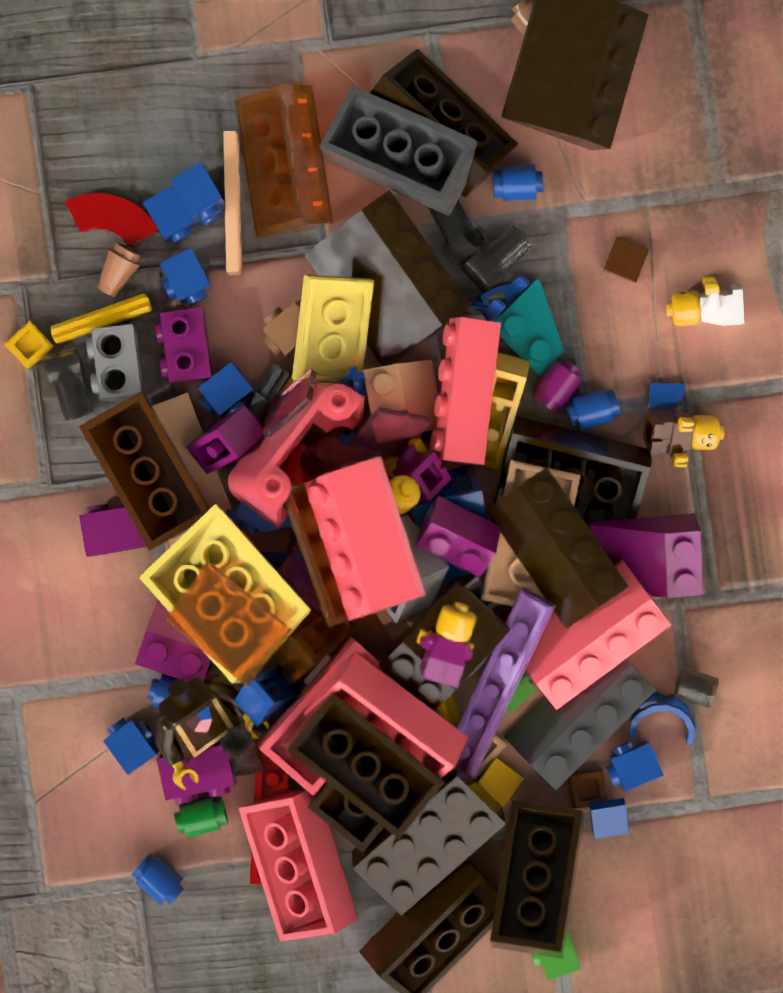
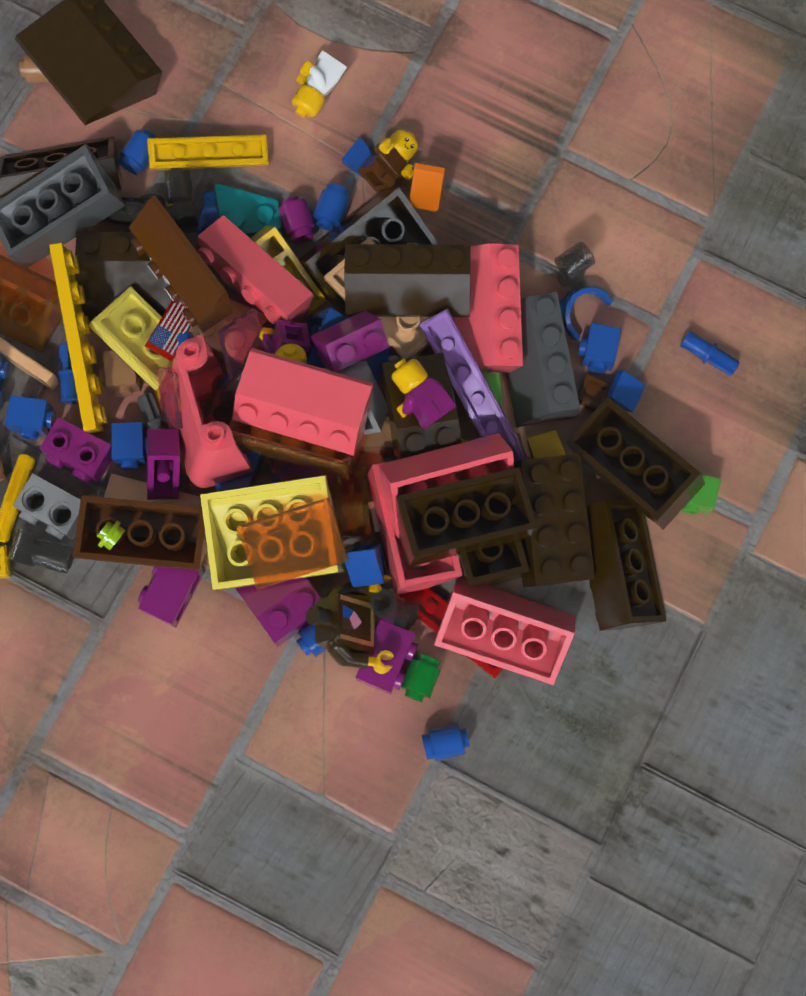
camera: 60 degrees left, 10 degrees down
(121, 449) = (110, 534): none -> lime plate
(131, 743) = (331, 691): blue brick -> none
(254, 280) = (67, 382): none -> blue axle
(292, 267) = (76, 328): none -> yellow plate
(361, 351) = (164, 336): none -> tile
(418, 321) = (180, 266): none -> reddish brown slope
(562, 250) = (207, 152): none -> yellow tile
(626, 260) = (246, 119): reddish brown tile -> none
(658, 551) = (466, 219): magenta slope -> none
(670, 493) = (427, 187): none -> orange slope
(704, 873) = (710, 353): none -> blue axle

